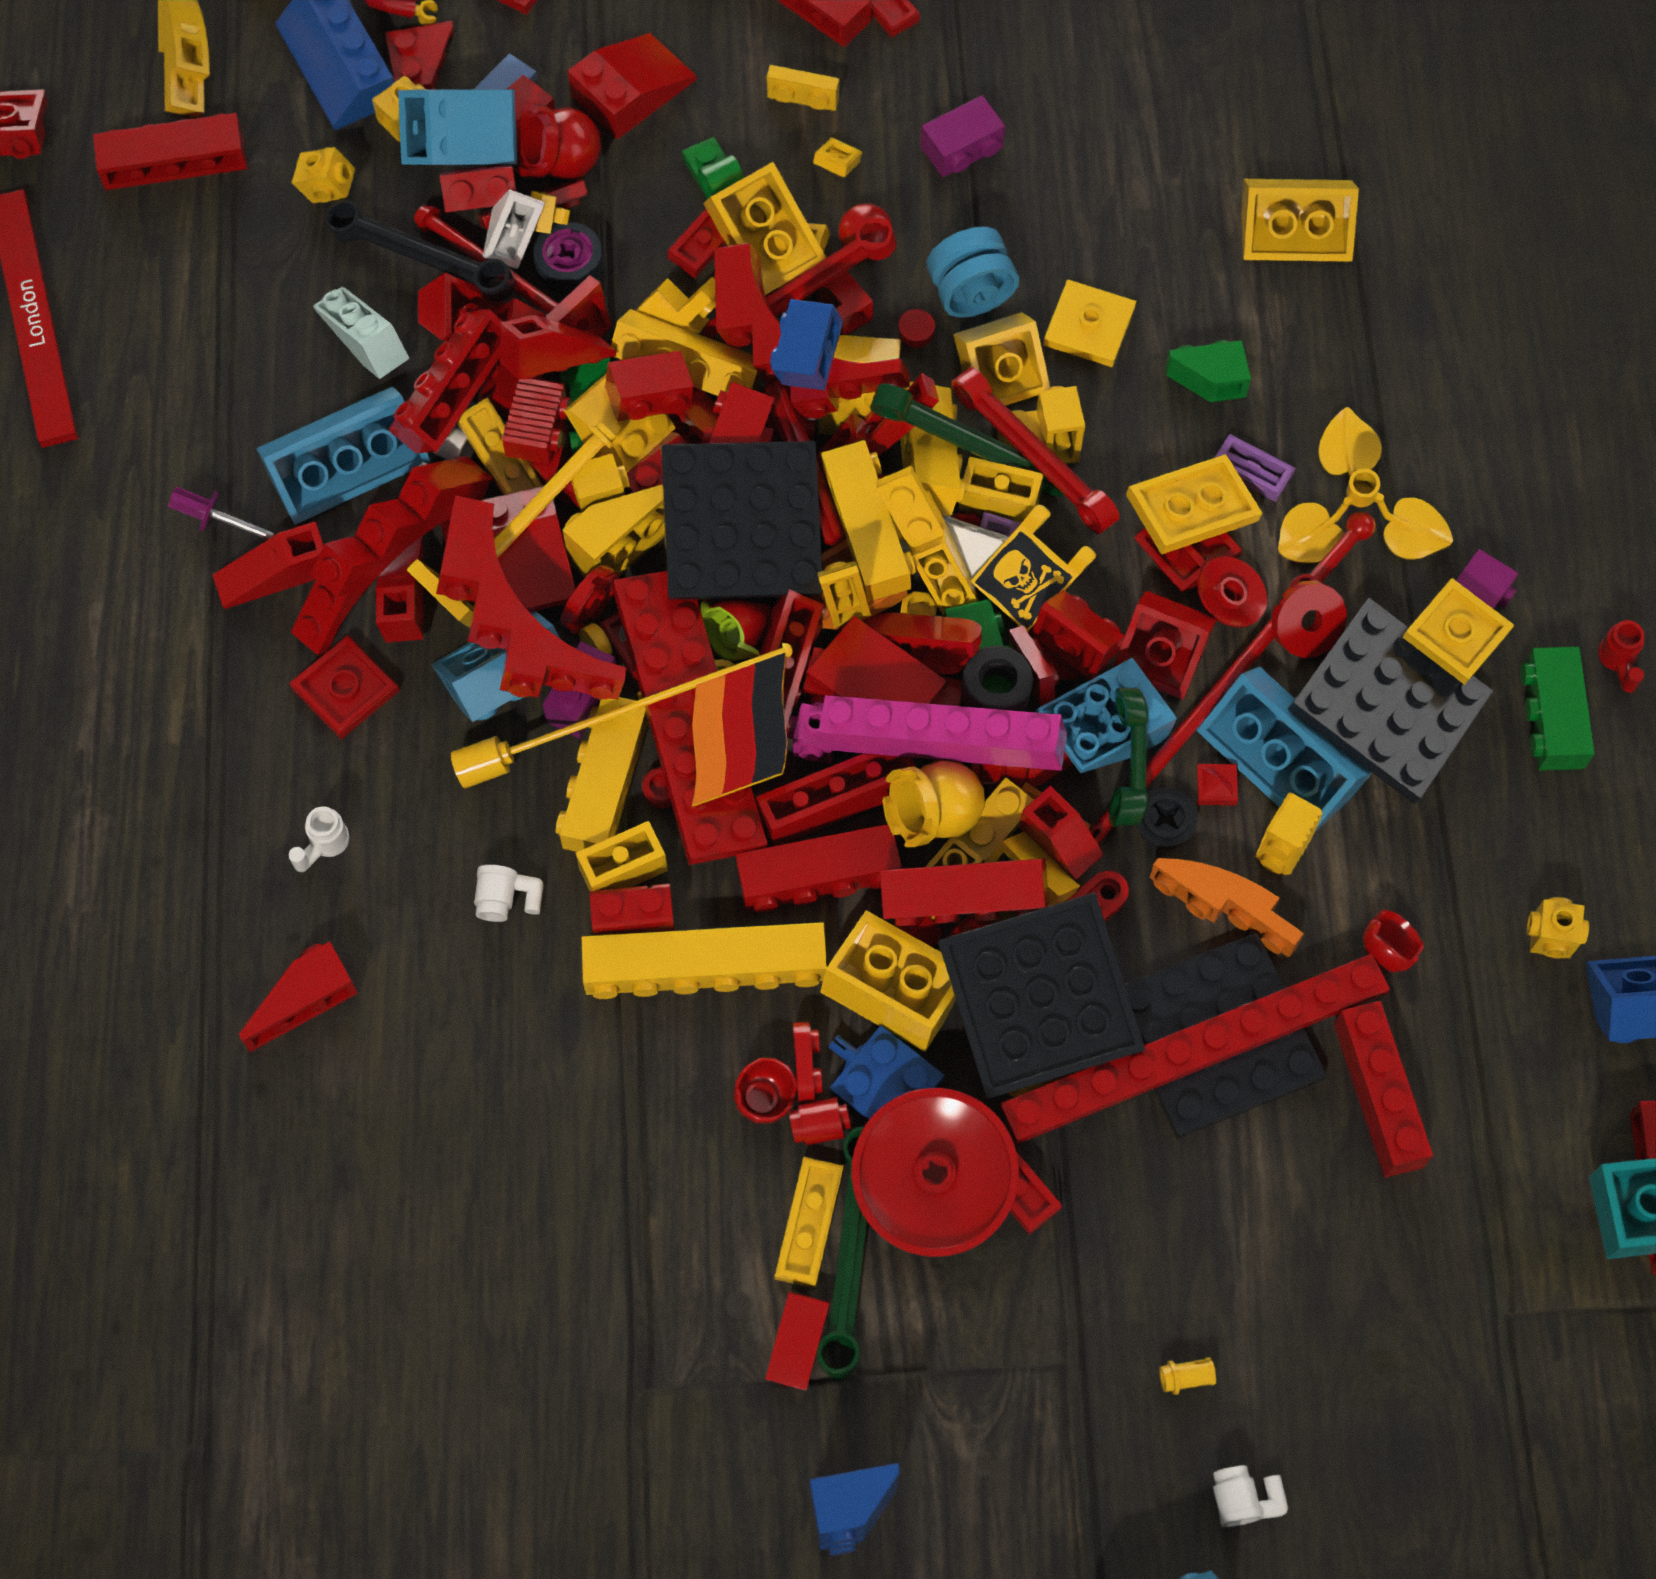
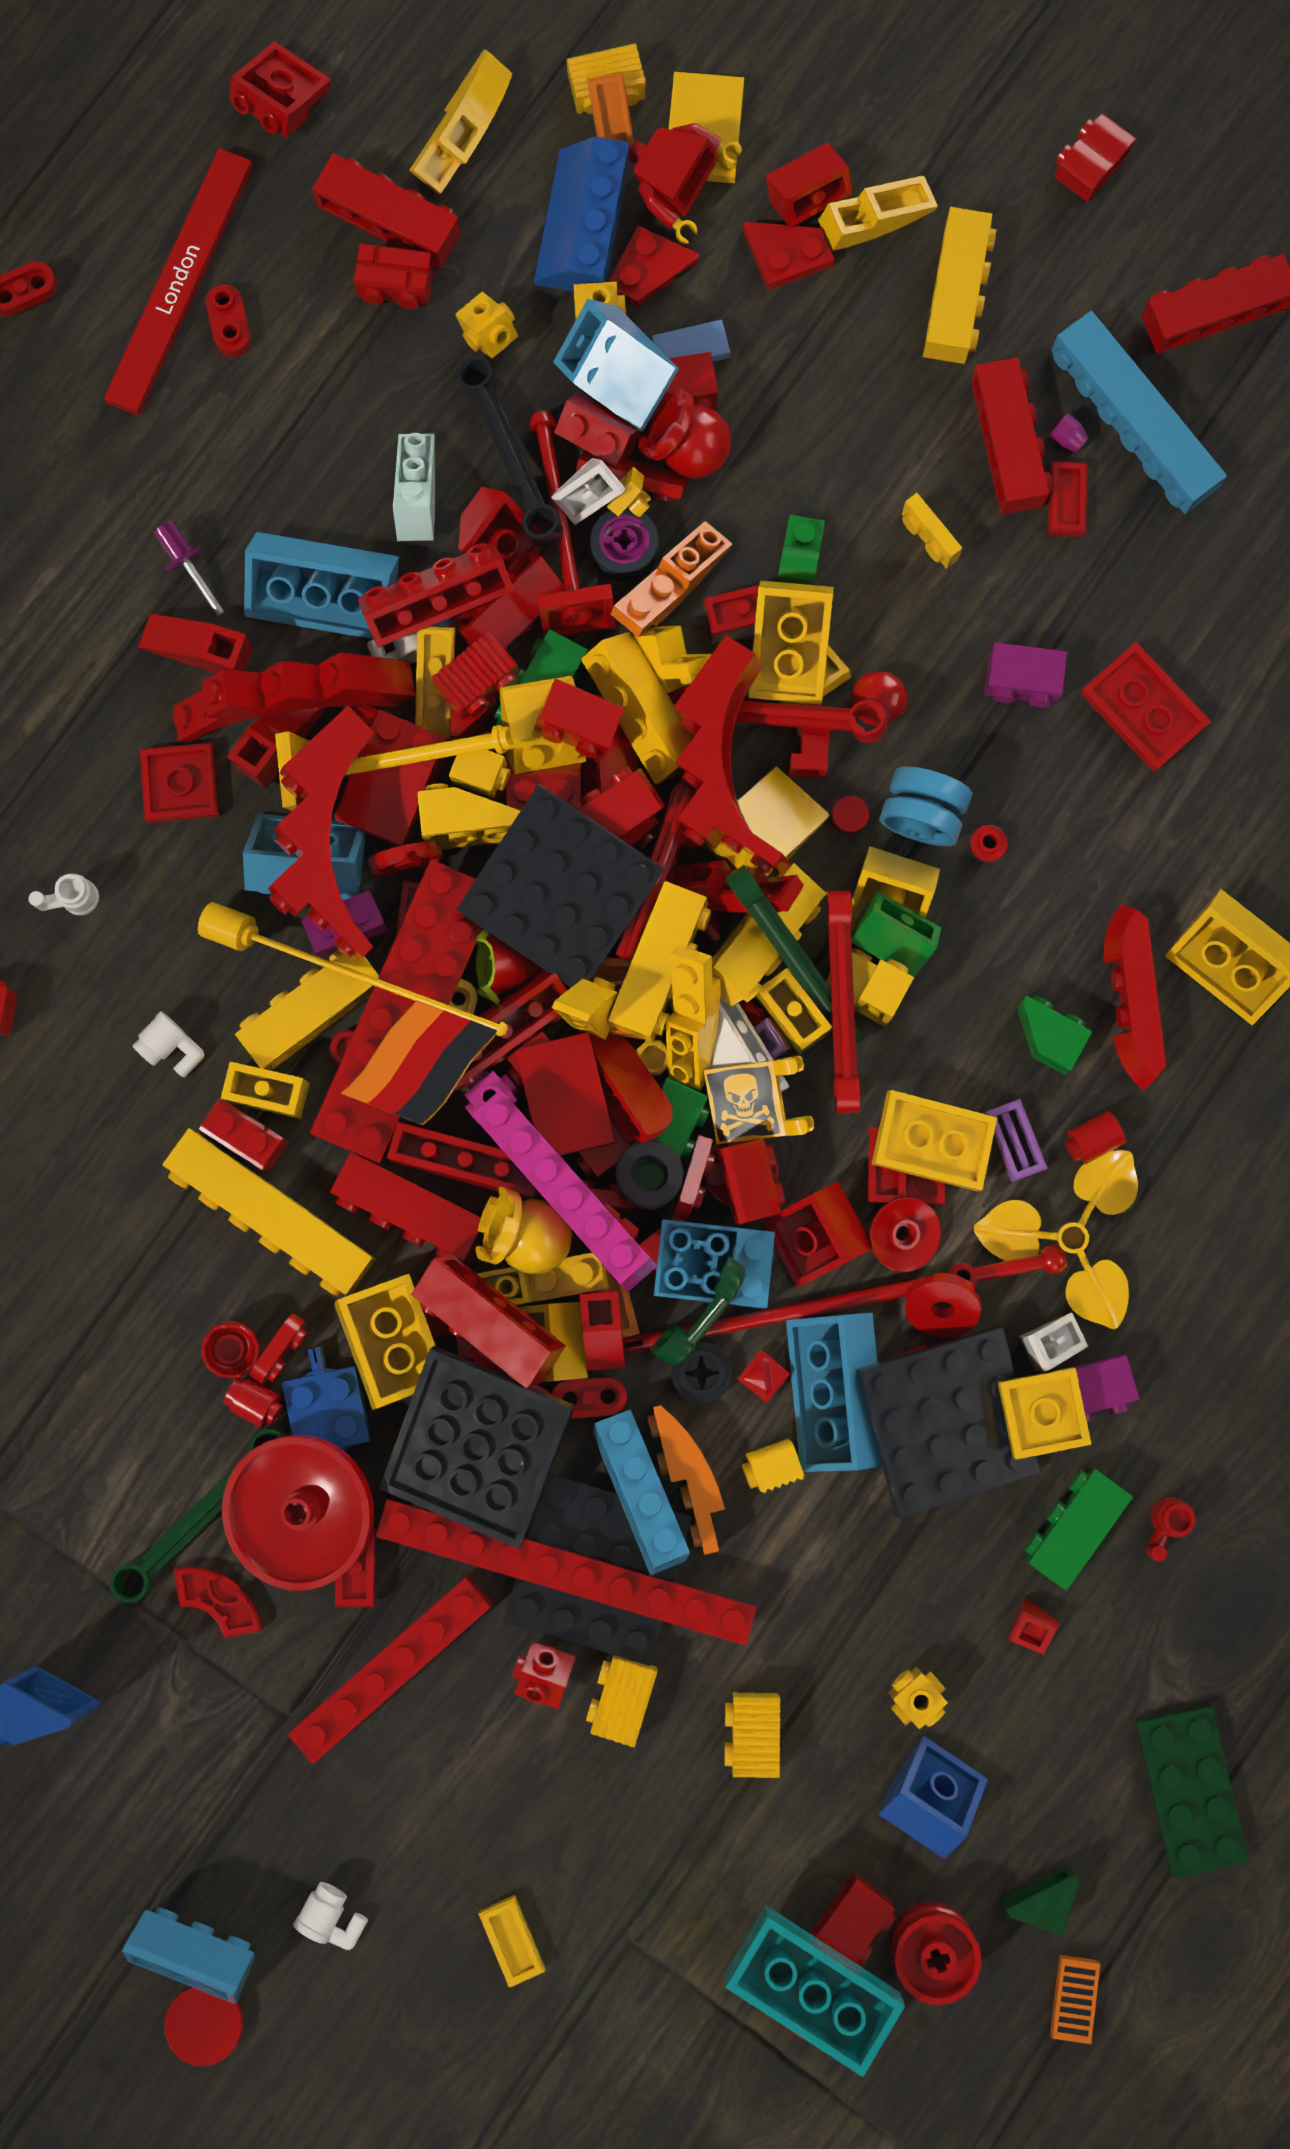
camera: 40 degrees right, 15 degrees up
(97, 315) = (228, 318): none -> red plate
(215, 192) = (394, 275): none -> red brick
(542, 345) = (529, 624): red slope -> none
(596, 637) = (388, 895): yellow tile -> none
(628, 82) = (799, 418): red slope -> none
(630, 254) = (672, 581): none -> orange slope
(797, 1341) = (109, 1550): red slope -> none
(806, 344) = (720, 783): blue brick -> none
(809, 1222) = (190, 1468): yellow tile -> none
(837, 157) = (909, 615): yellow tile -> none
(924, 1308) = (220, 1598): none -> red tile
(1020, 376) = (895, 933): none -> green brick
(1037, 281) = (986, 854): none -> red plate
(1072, 99) = (1145, 707): none -> red plate
(1089, 323) = (991, 916): yellow plate -> none
(1120, 1244) = (390, 1668): none -> red brick
(1187, 1375) = (361, 1798): yellow pin -> none
(1202, 935) = (640, 1492): none -> dark azure brick
(1249, 296) = (1130, 949): none -> red brick
(1250, 1146) = (543, 1675): none -> red brick
(1311, 418) = (1095, 1138): none -> red brick
(1329, 1117) = (622, 1700): none -> yellow brick
(1383, 1089) = (678, 1712): red brick -> none
(1392, 941) = (784, 1608): red hair -> none
(1412, 1393) = (512, 1941): none -> yellow tile
(1413, 591) = (1053, 1342): none -> white slope
(1458, 1061) = (754, 1735): none -> yellow brick
(1594, 811) = (1033, 1627): none -> red slope

